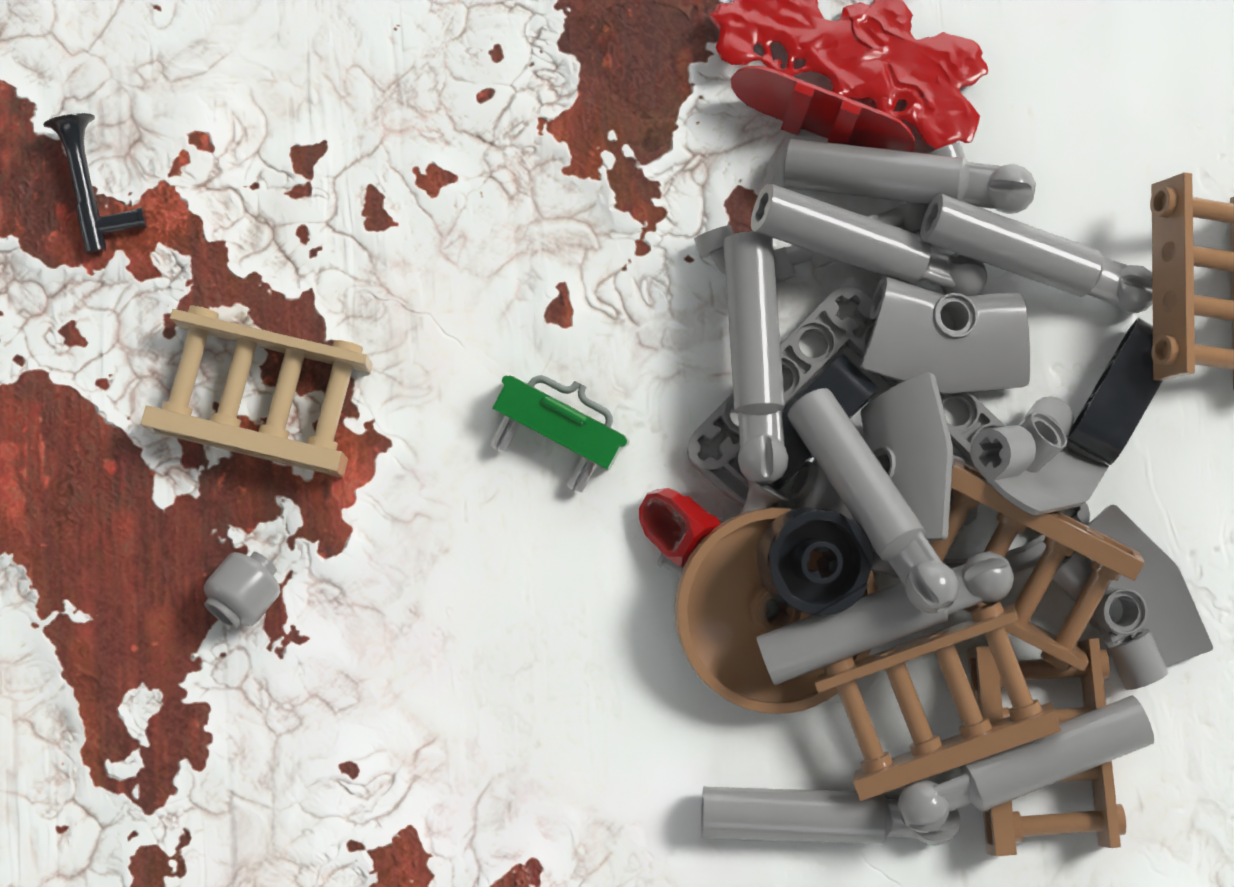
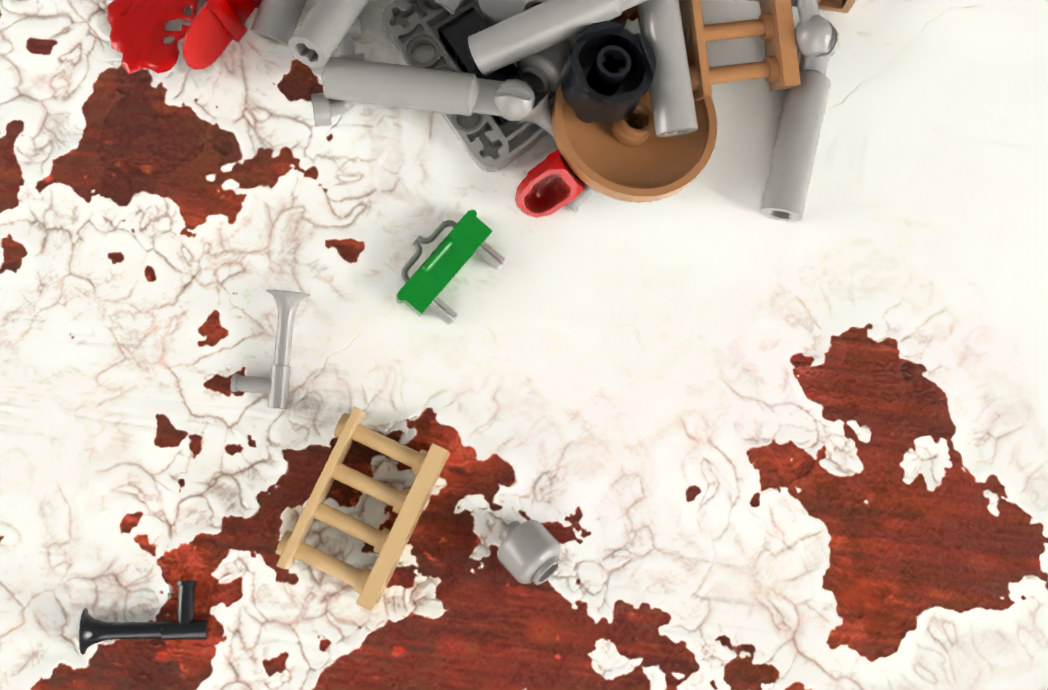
camera: 80 degrees left, 0 degrees up
(382, 265) = (278, 383): none -> light grey piece

